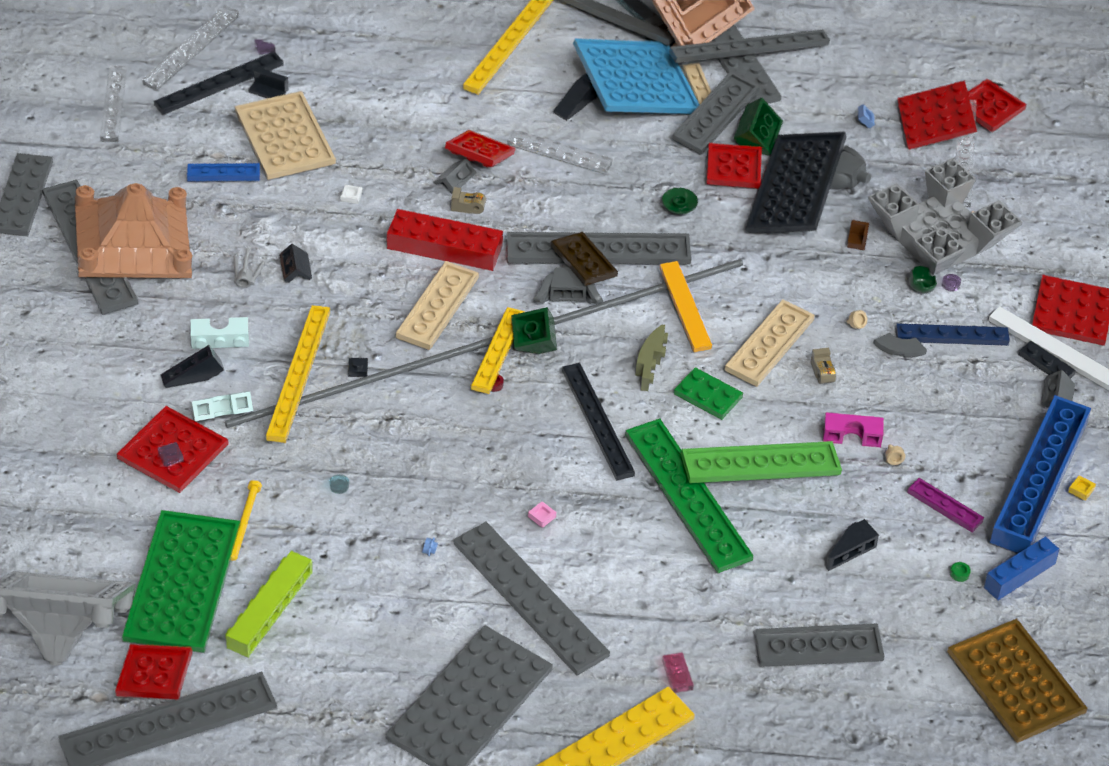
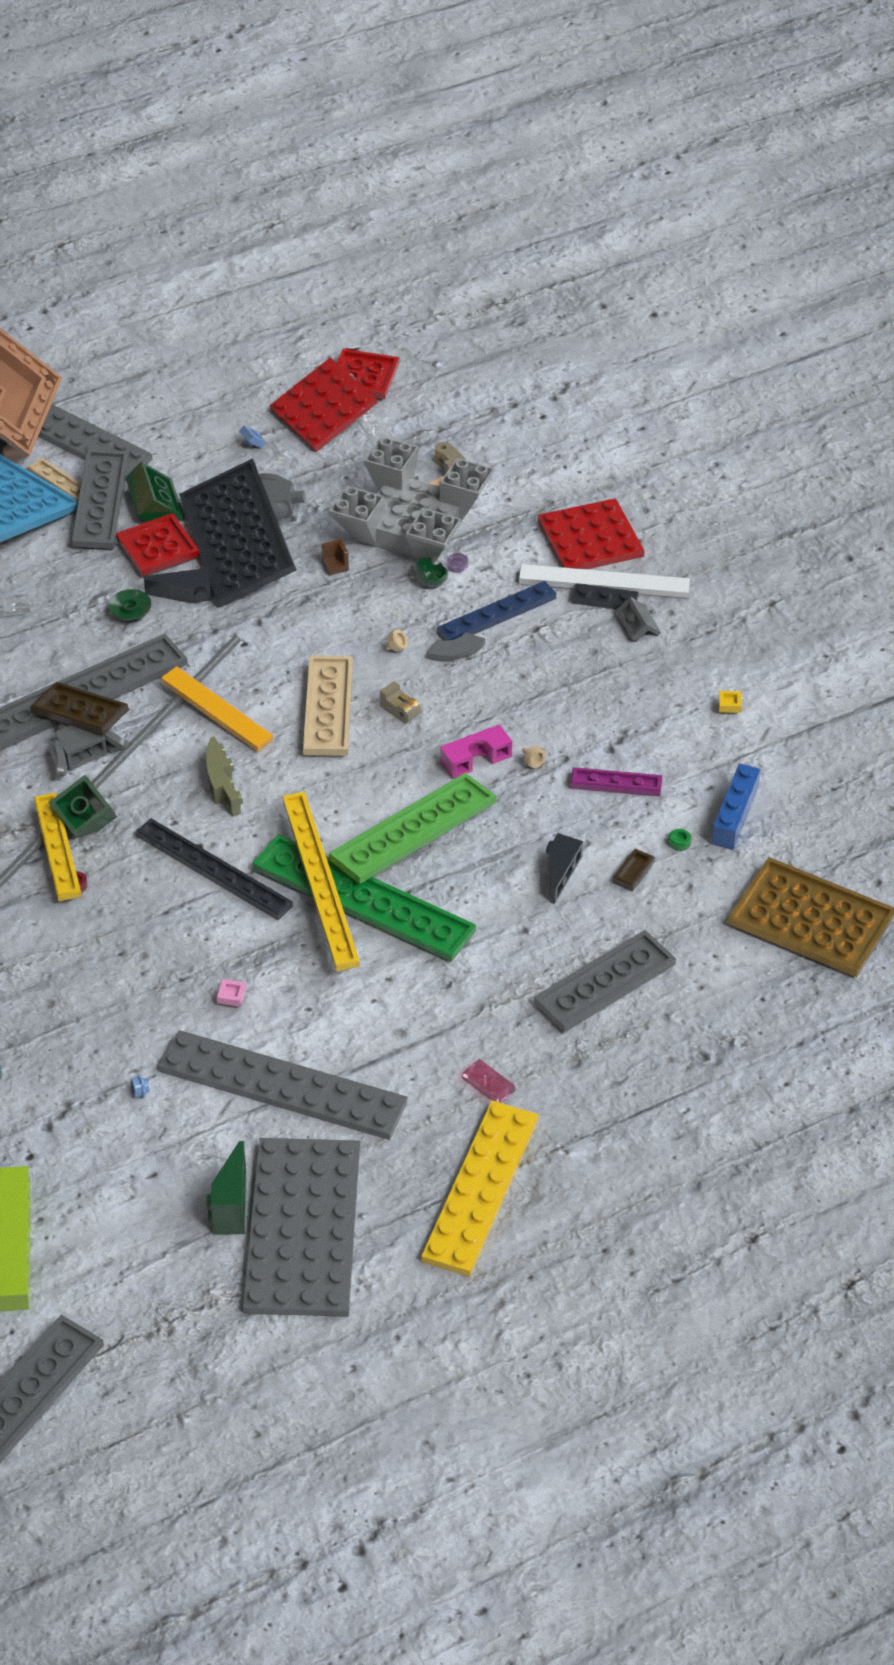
camera: 30 degrees left, 0 degrees up
(432, 650) = (228, 1195): none -> dark green slope
(661, 467) = (321, 882): none -> yellow plate
(708, 393) = (319, 784): green plate -> none
(728, 204) = (182, 586): none -> black slope
(749, 46) = (84, 417): dark grey plate -> none
(906, 576) = (633, 870): none -> dark brown tile
(1006, 196) = (446, 454): none -> dark tan leg
(1040, 475) = (687, 708): blue brick -> none

